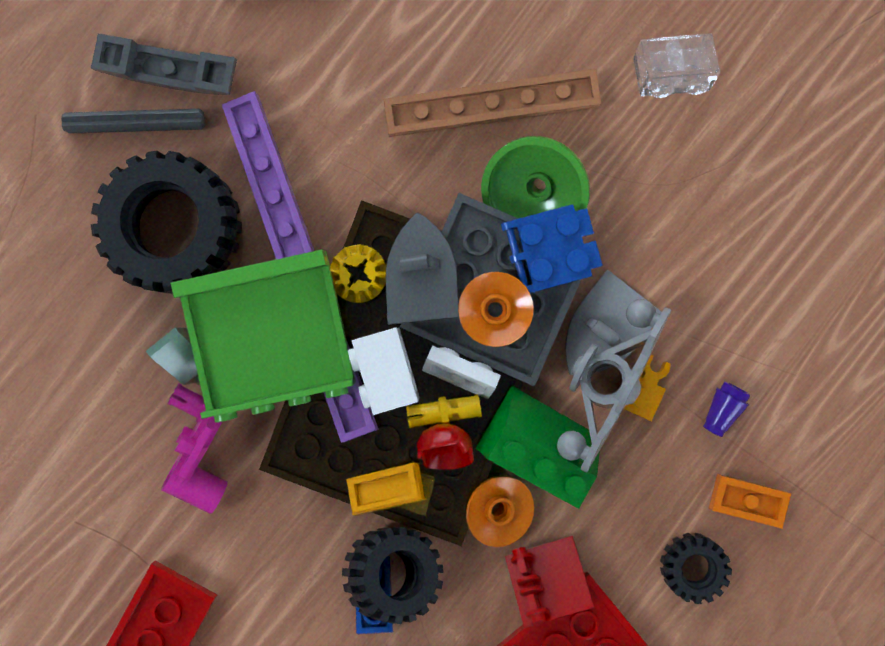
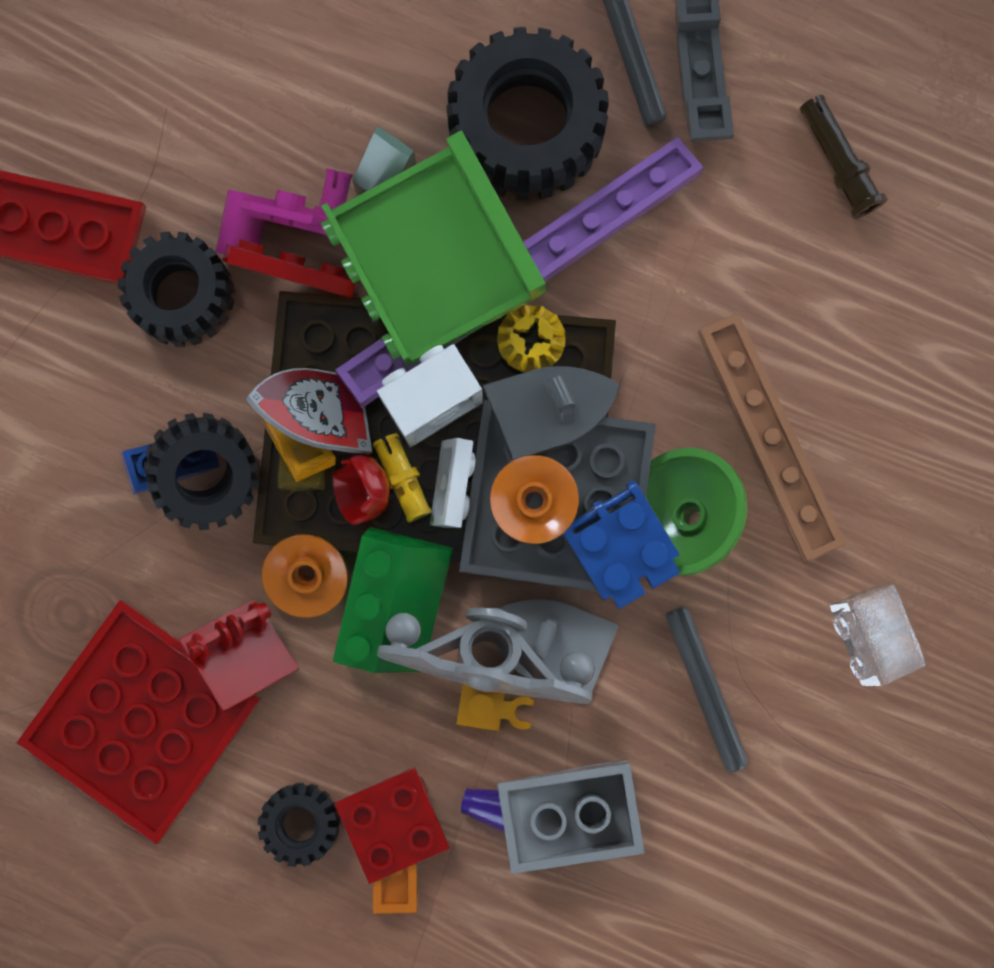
camera: 75 degrees right, 5 degrees down
(210, 572) = (156, 263): none -> black tyre
(242, 458) = (289, 267): none -> red plate
(370, 471) = (313, 410): none -> shield
(678, 214) = (707, 689): none -> dark grey axle
(718, 494) = (392, 825): none -> red hinge
(752, 350) = (571, 817): none -> light grey slope

